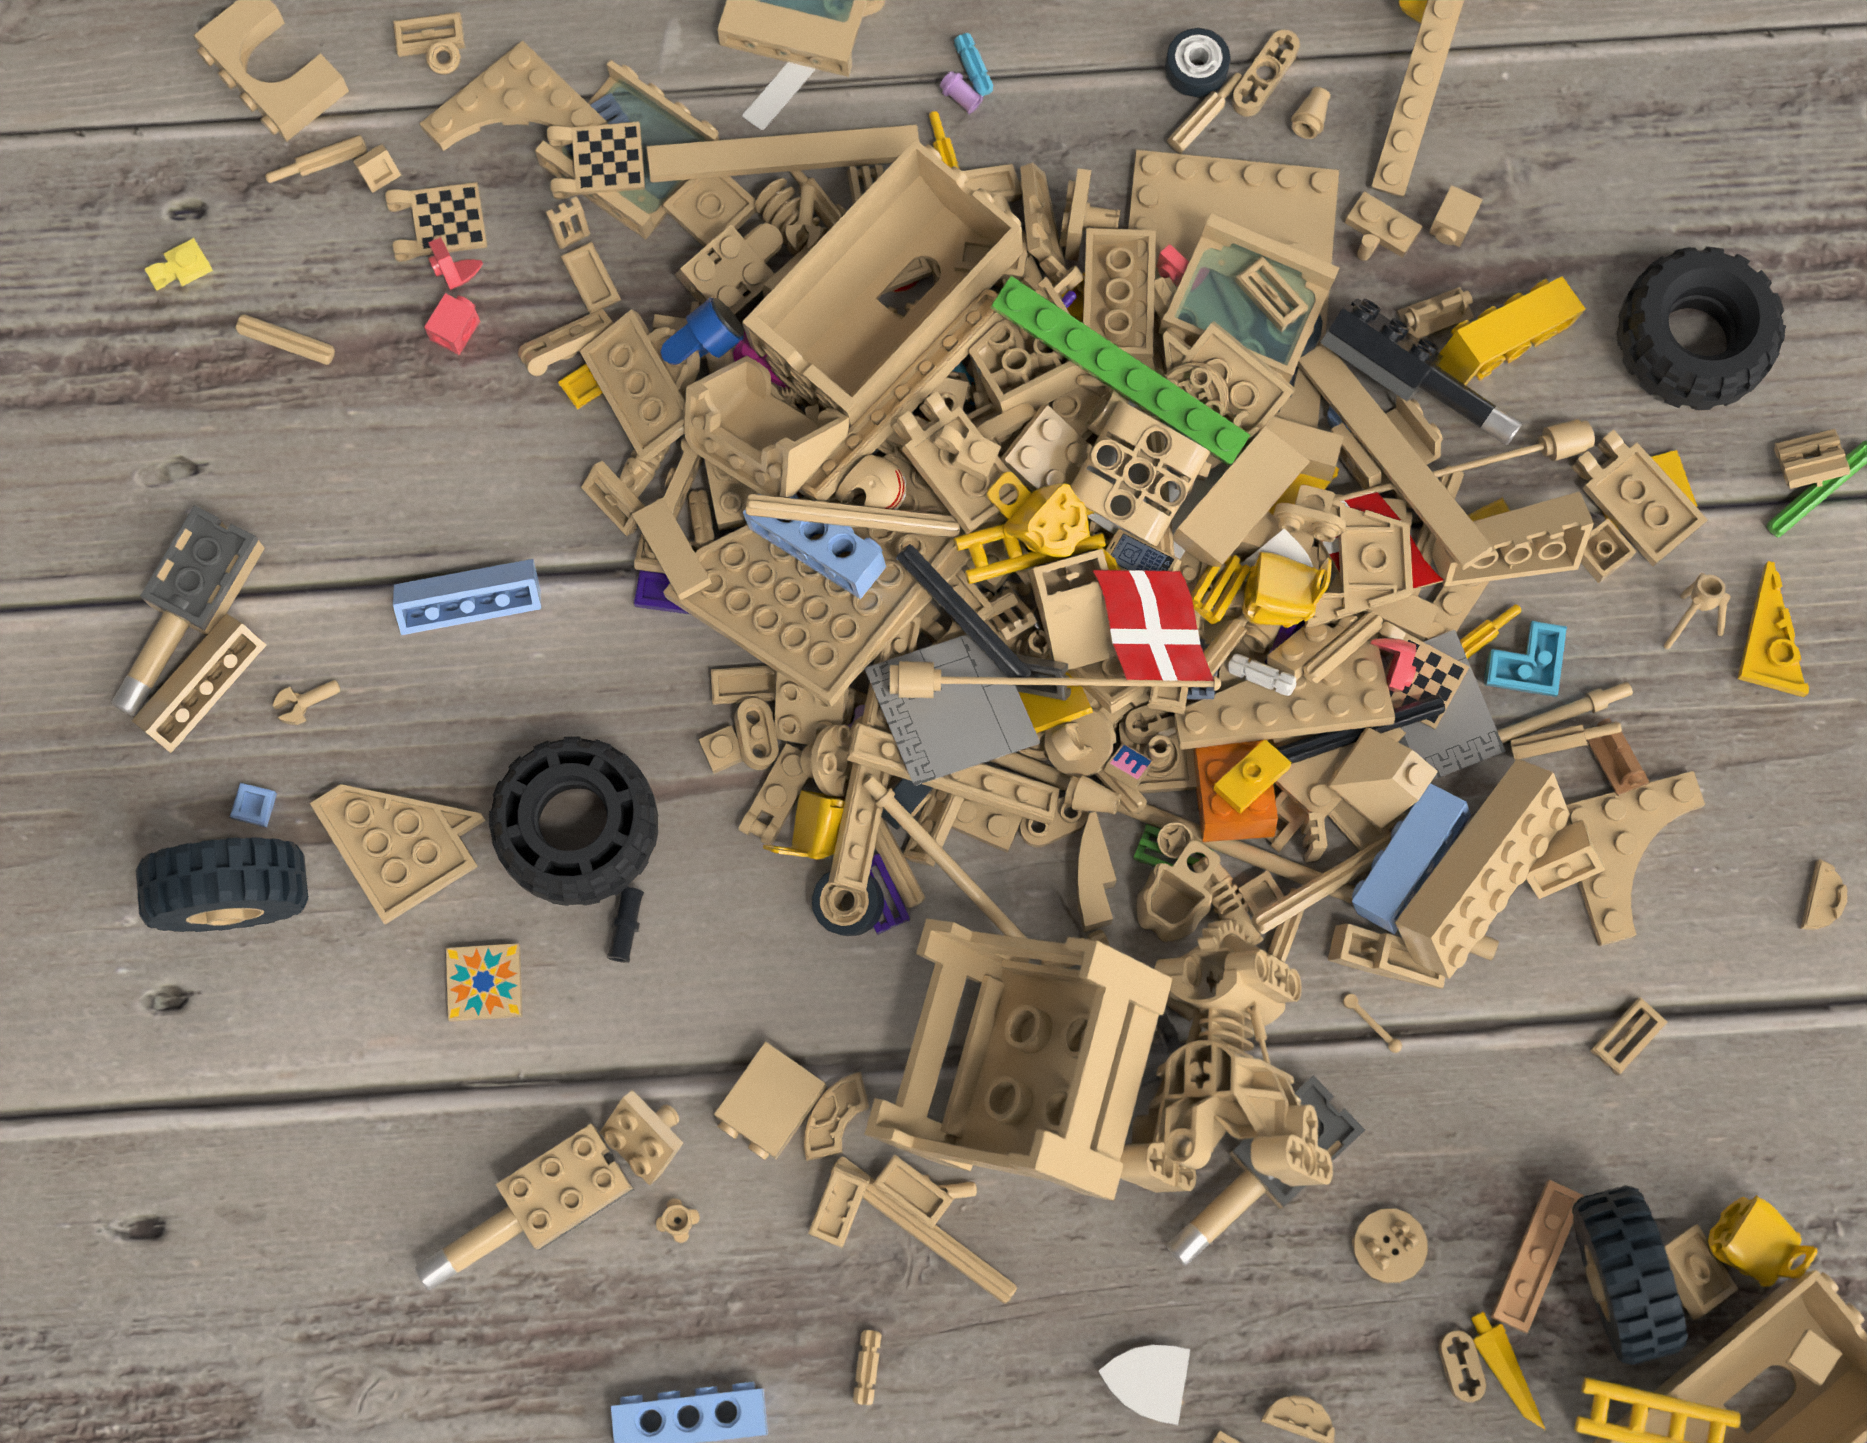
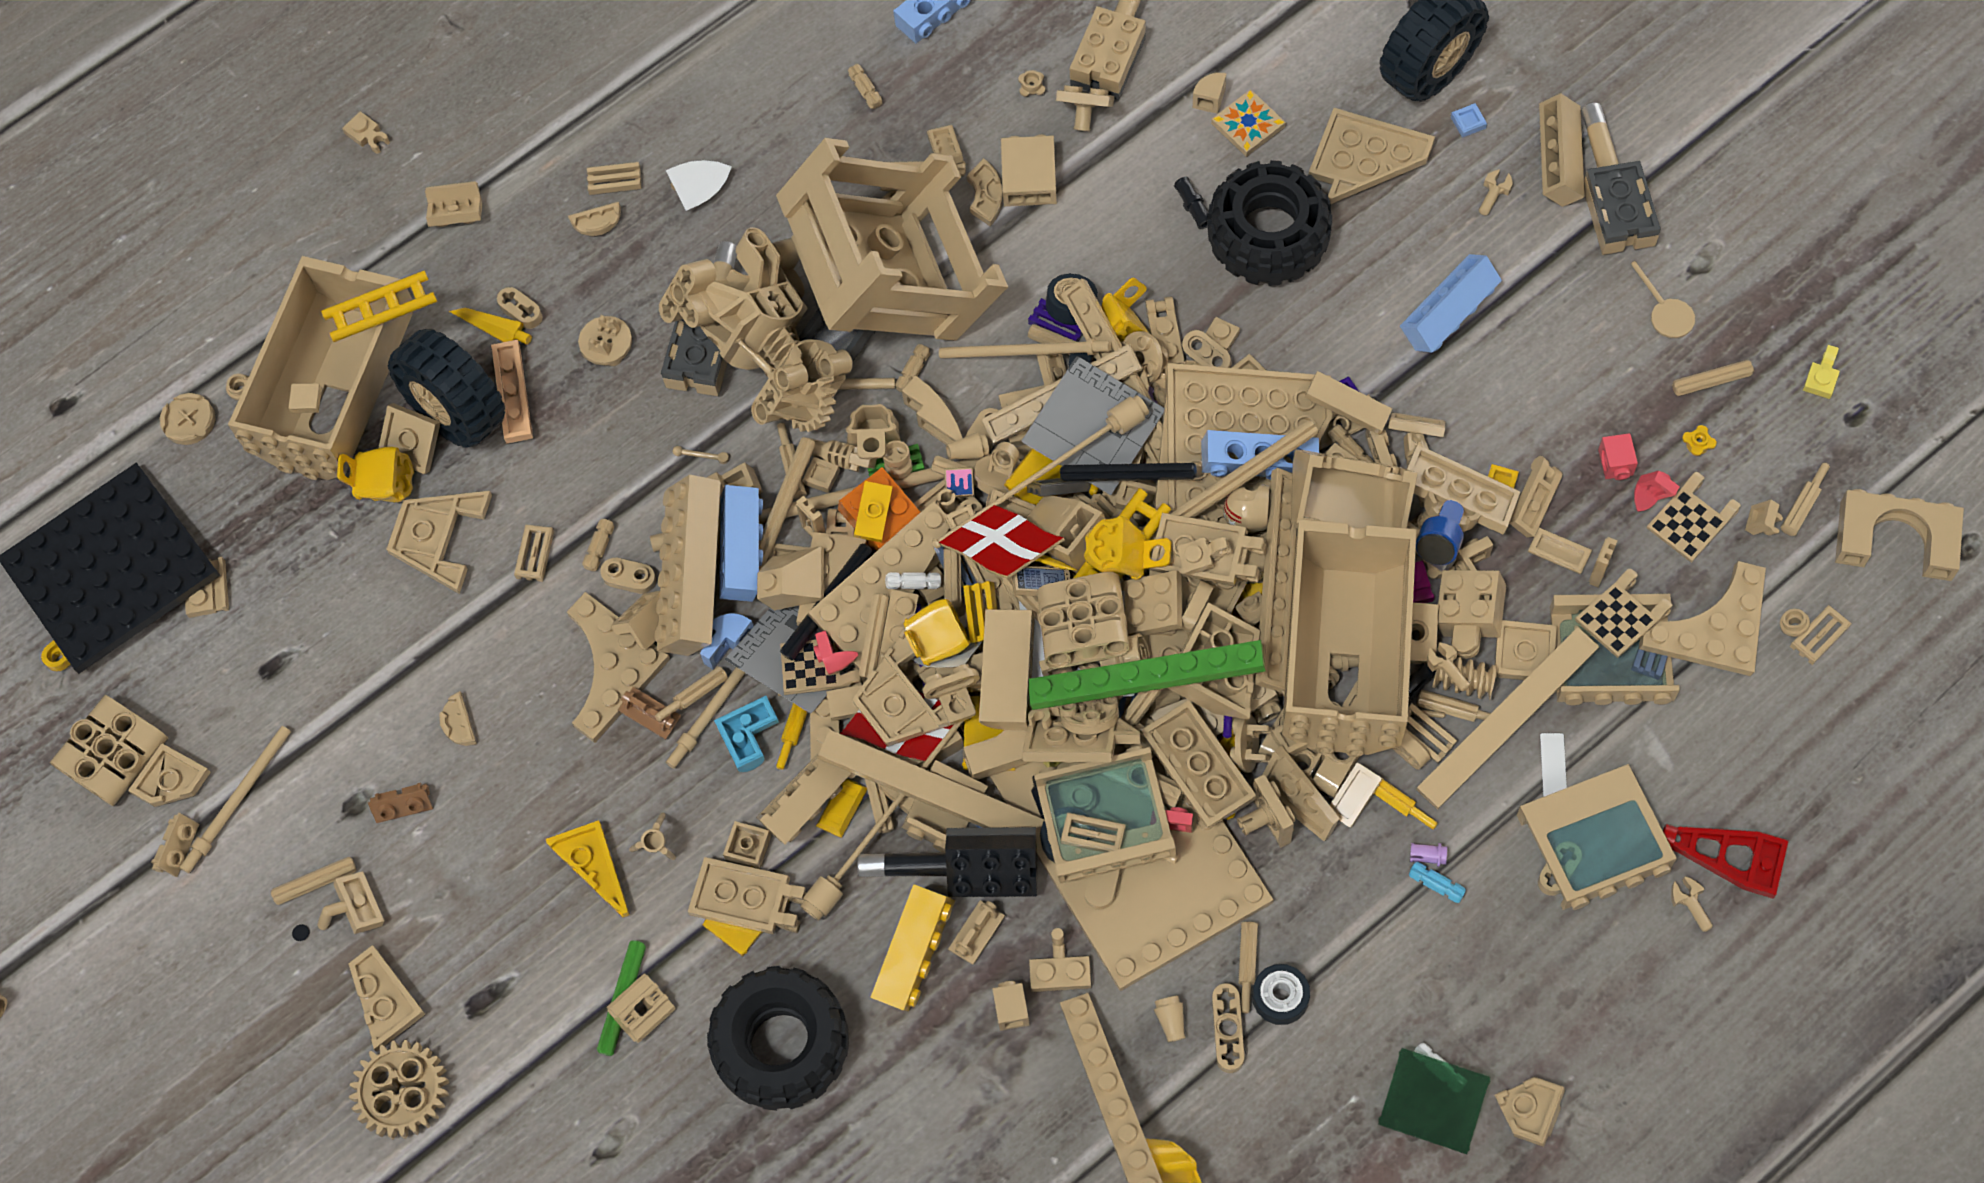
camera: 150 degrees right, 10 degrees down
(258, 434) = (1670, 316): none -> tan piece
(364, 295) = (1695, 447): none -> yellow plate
(495, 1046) = (1210, 92): none -> tan brick
(1475, 781) = (726, 634): none -> light blue brick
(1539, 936) = (626, 575): none -> tan plate
(1553, 992) = (598, 544): none -> tan axle
(1739, 1145) = (425, 531): none -> tan wing

